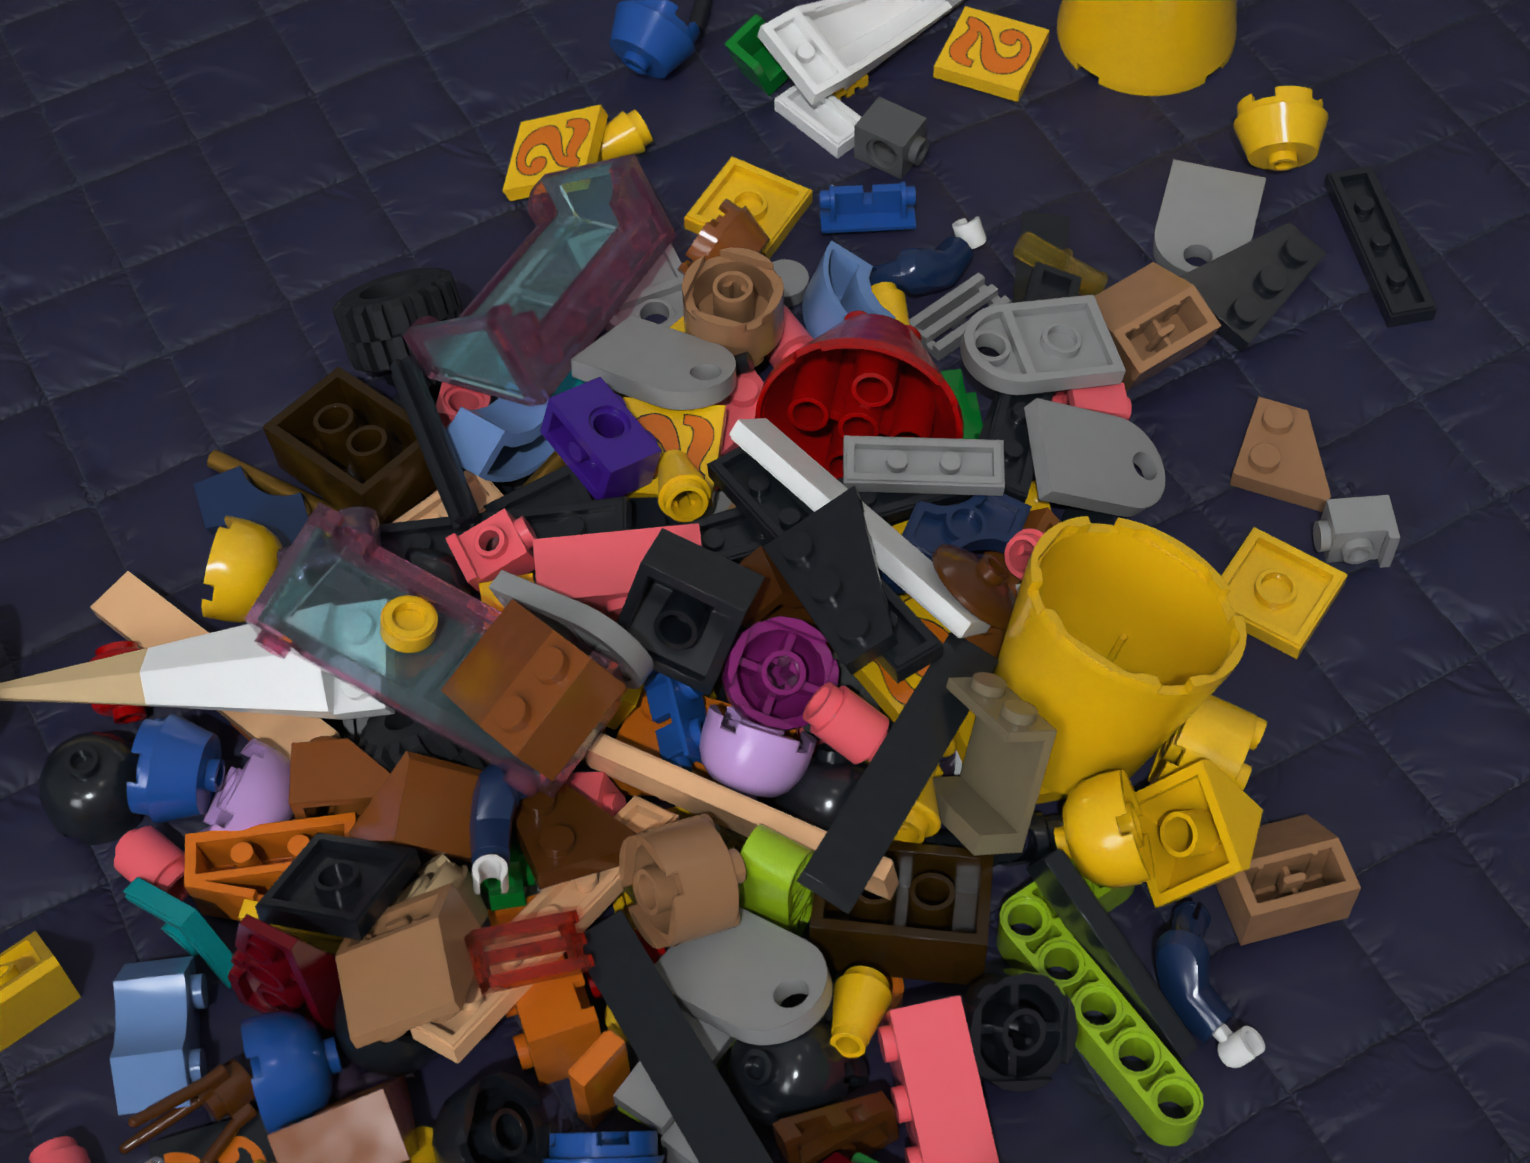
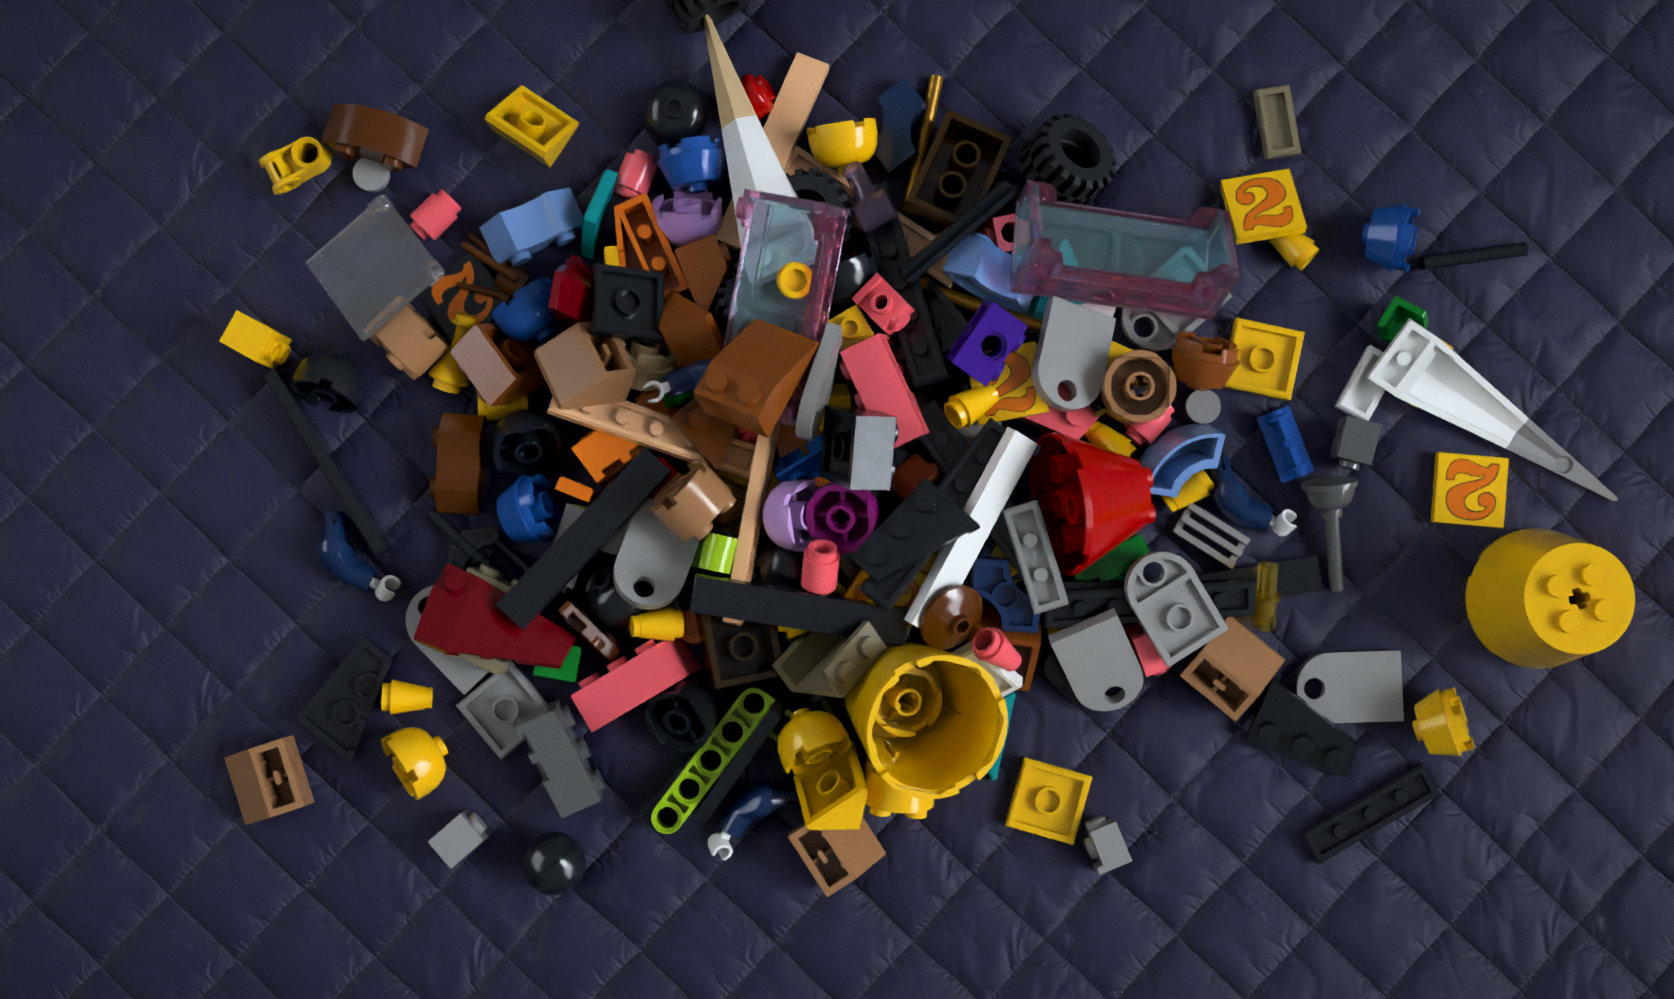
camera: 65 degrees right, 30 degrees up
(458, 124) = (1277, 122): none -> dark tan tile
(569, 941) = (637, 451): clear red tile -> none
(953, 173) = (1330, 496): none -> dark grey piece
(1282, 457) = (1159, 782): medium nougat wing -> none

